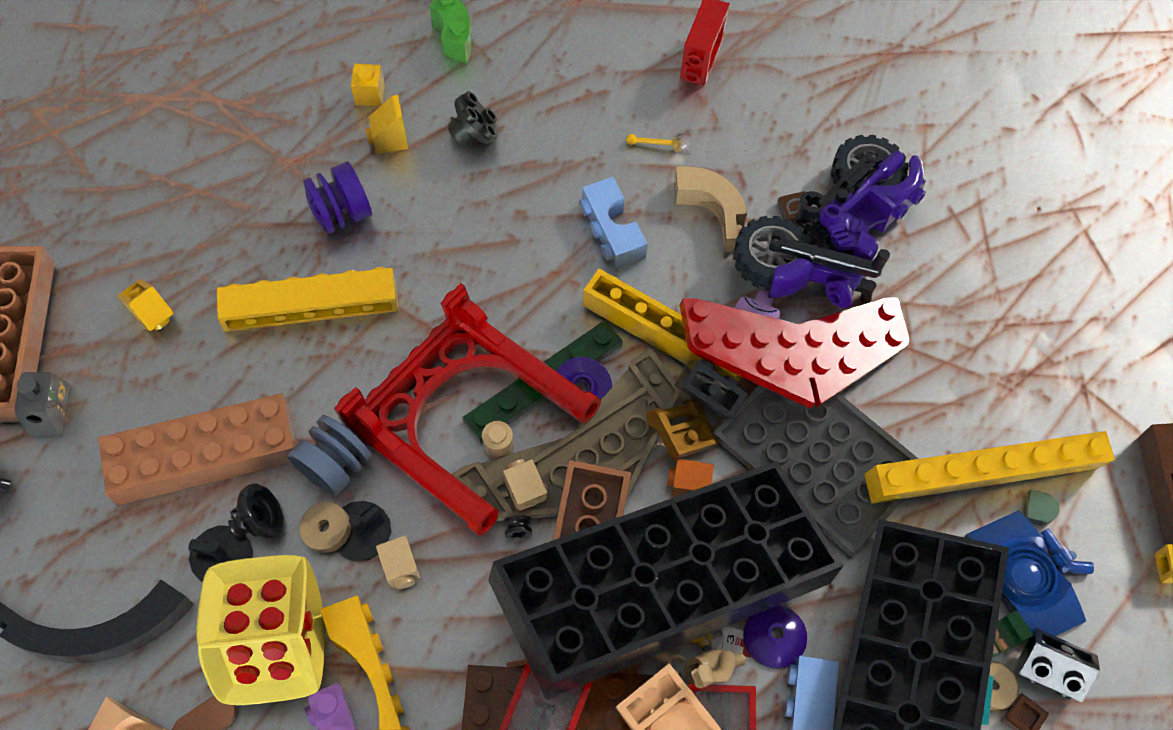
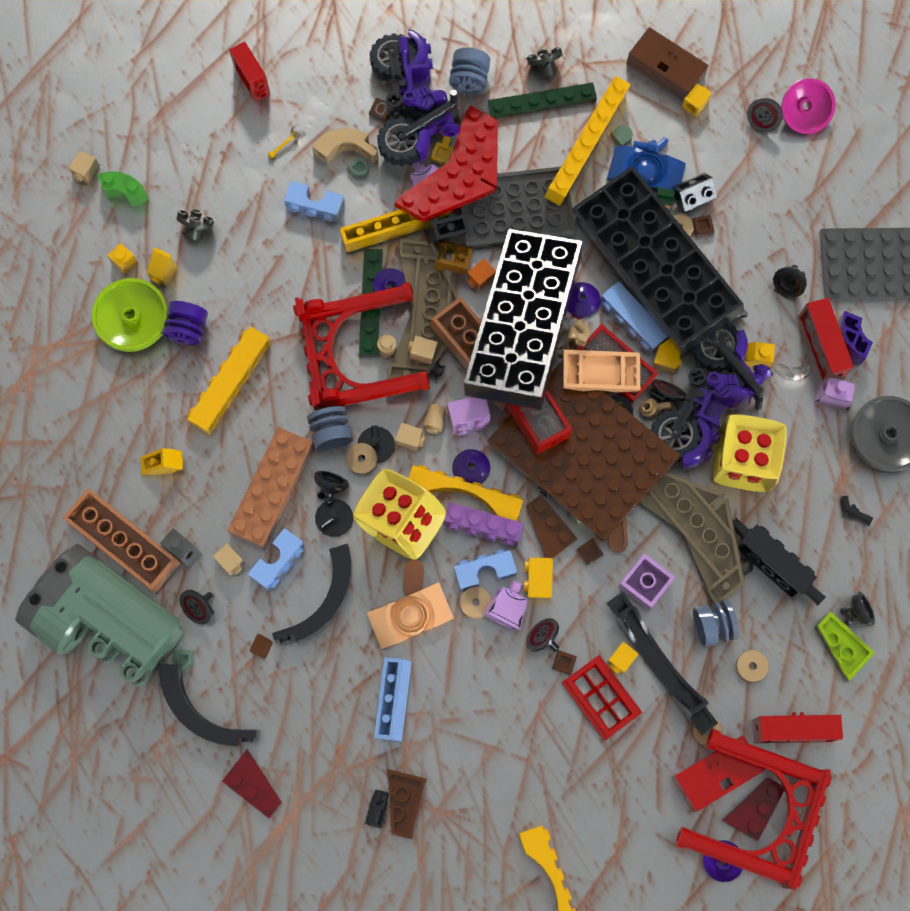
camera: 50 degrees left, 10 degrees up
(67, 472) = (229, 560): none -> tan brick
(134, 529) = (268, 574): none -> light blue arch
(302, 137) = (129, 314): none -> lime dish
(424, 692) = (479, 459): none -> dark purple dish
(449, 574) = (434, 418): none -> tan brick
(476, 608) = (468, 415): none -> lavender brick
(701, 240) = (359, 168): none -> sand green tile
(809, 309) = (442, 151): none -> yellow plate
(937, 260) = (469, 70): none -> sand blue wheel
(988, 376) = (542, 100): none -> dark green plate
(1038, 338) = (545, 61): none -> pearl dark grey plate

